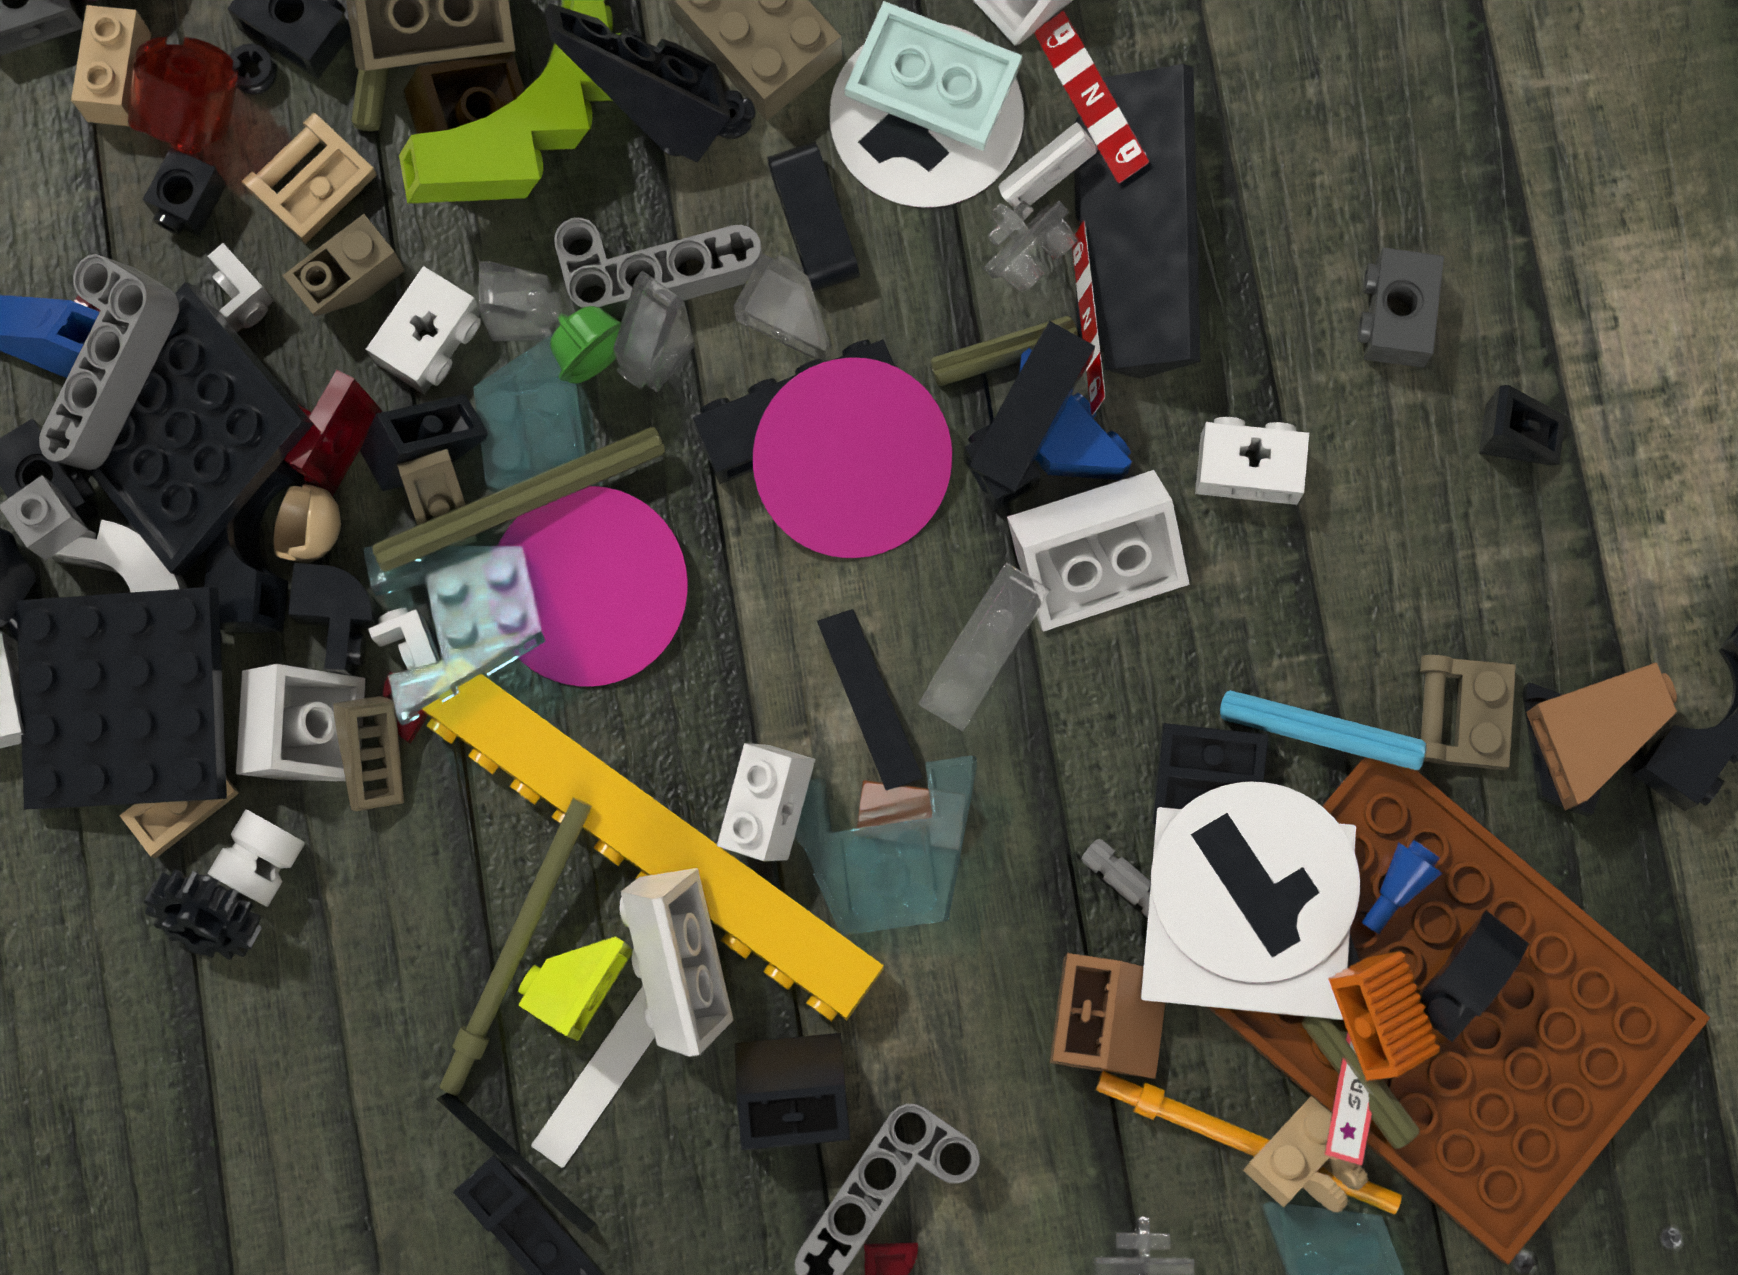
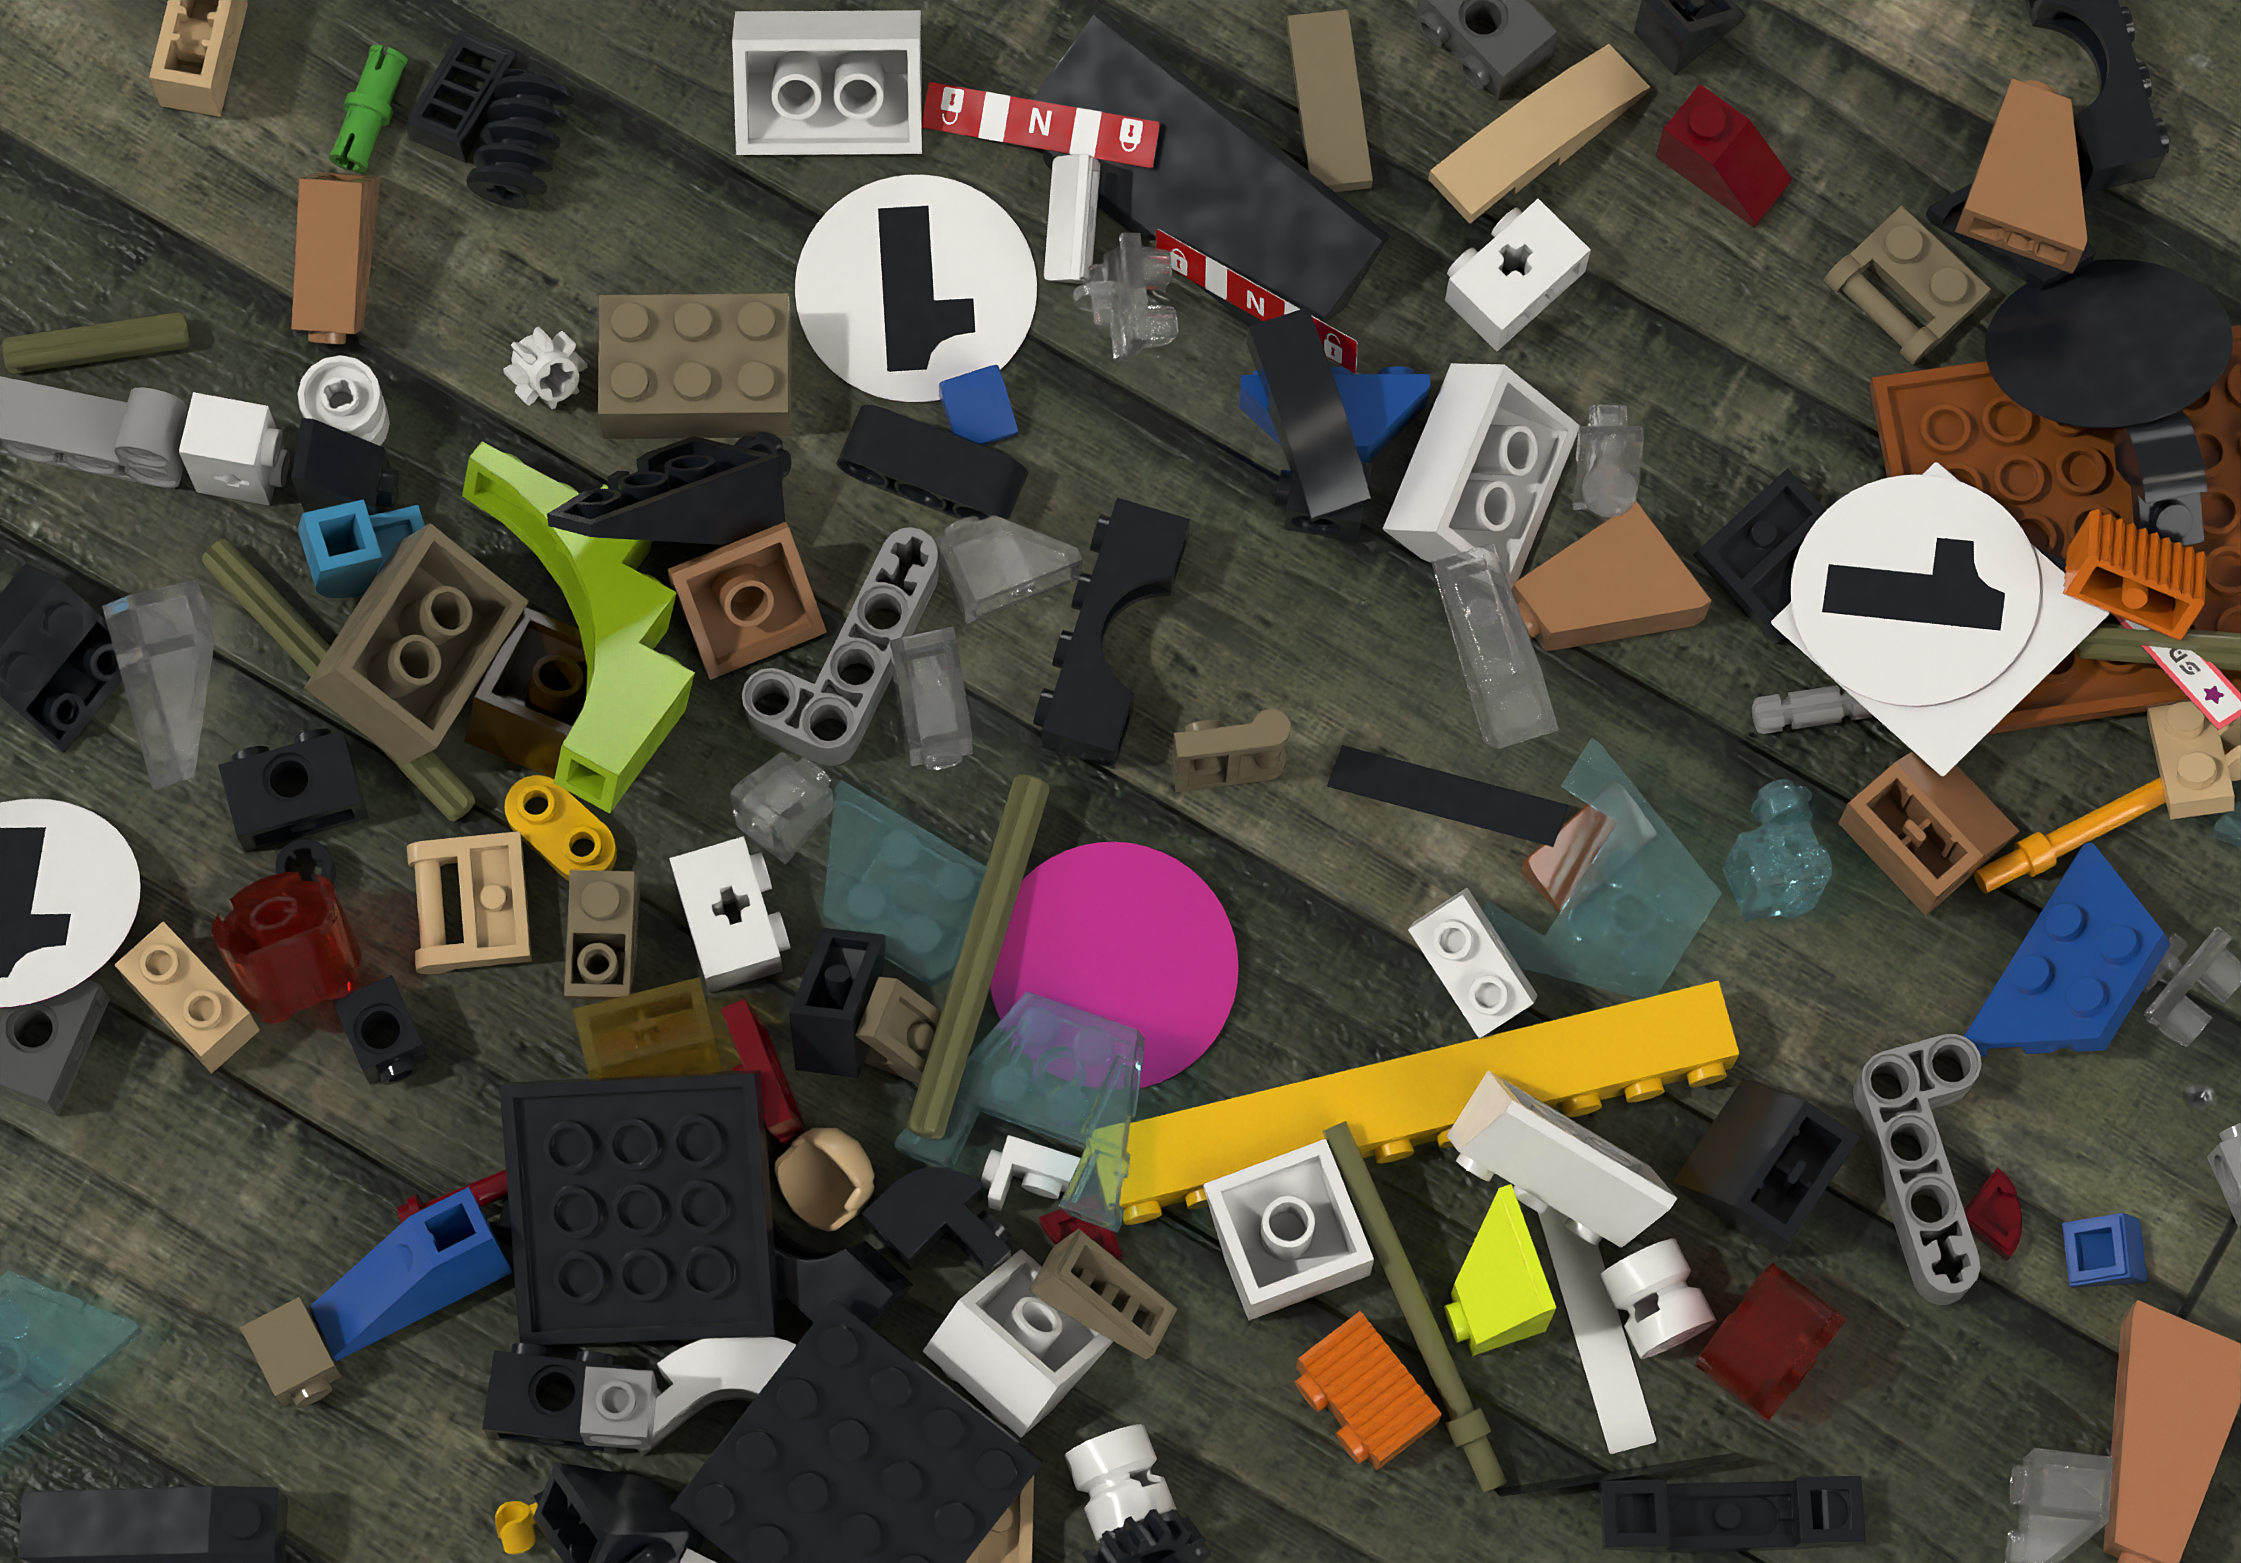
camera: 55 degrees left, 5 degrees down
(112, 362) = (507, 1234): light grey beam -> none
(247, 294) = (518, 1048): white bracket -> none
(299, 347) = (649, 1033): none -> clear yellow slope
(390, 194) = (559, 827): none -> yellow plate
(438, 961) = (1366, 1392): none -> orange brick
(497, 827) = (1288, 1229): none -> white slope
(584, 343) = (880, 767): bright green piece -> none
(632, 178) = (746, 600): none -> medium nougat slope
(646, 1095) = (1660, 1275): none -> white wheel
(672, 1189) = (1770, 1341): none -> clear red brick
(762, 530) = (1230, 755): none -> dark tan plate
(852, 457) = (1204, 616): dark pink sticker -> none
(877, 212) = (978, 406): none -> blue slope
(933, 75) = (890, 248): light aqua plate -> none
(990, 353) = (1211, 409): olive axle -> none
(992, 945) = (1777, 870): none -> clear light blue brick
(1042, 914) = (1782, 803): none -> clear light blue plate
(1091, 686) = (1610, 587): none -> medium nougat slope
(1091, 1187) = (2075, 966): none -> blue wing
(1169, 619) = (1607, 462): none -> clear hips
(1267, 257) = (1329, 99): none -> dark tan tile
(1323, 730) = (1822, 418): medium azure axle -> none
(1359, 398) = (1538, 132): none -> tan slope
(1406, 877) = (2022, 453): blue cone -> none
(1447, 526) = (1723, 156): none -> dark red slope
(1533, 873) = (2109, 344): none -> black sticker

